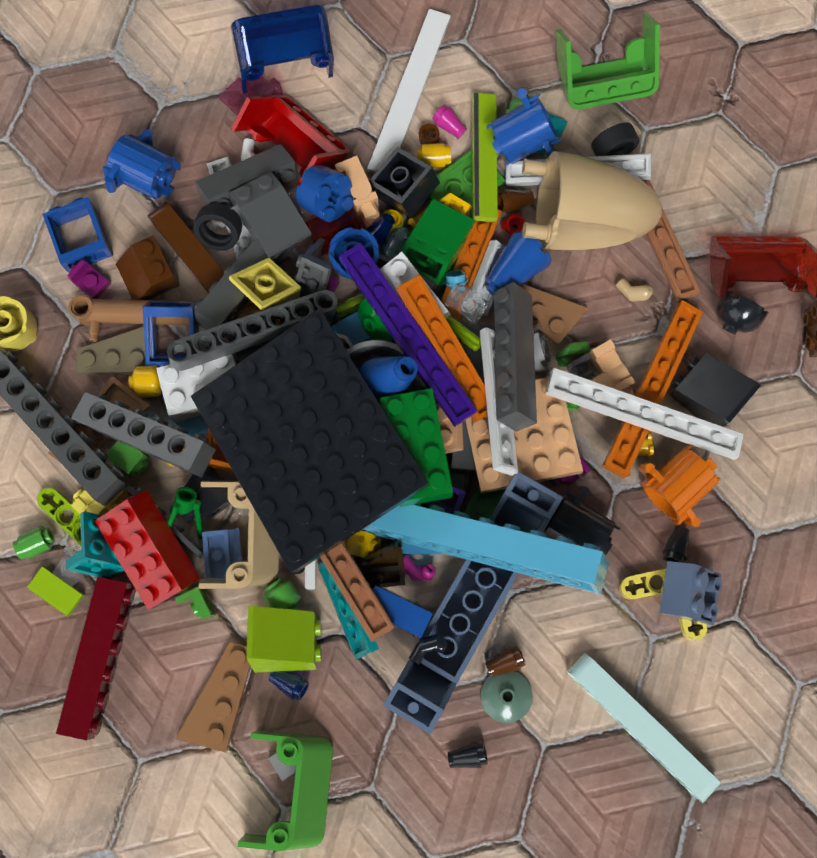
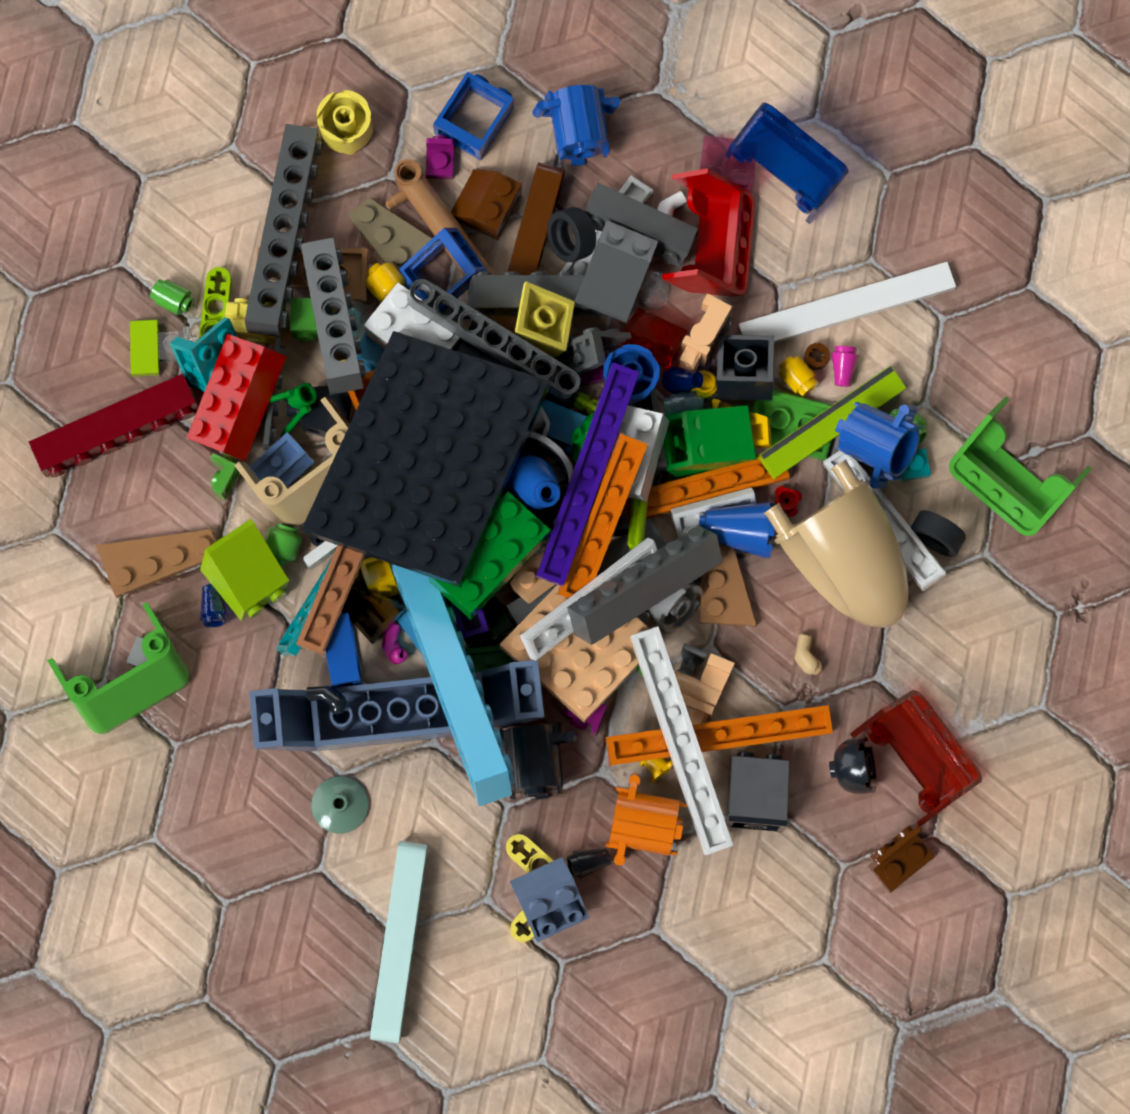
camera: 50 degrees right, 0 degrees up
(325, 193) = (673, 305): blue brick -> none
(455, 277) = (686, 483): medium azure plate -> none
(467, 302) = (671, 508): clear bracket -> none
(469, 756) = (264, 808): black cone -> none
(506, 662) = (369, 781): reddish brown cone -> none
(513, 200) = (811, 481): reddish brown cone -> none
(569, 350) = (701, 636): bright green arm -> none
(672, 259) = (876, 655): nougat tile -> none

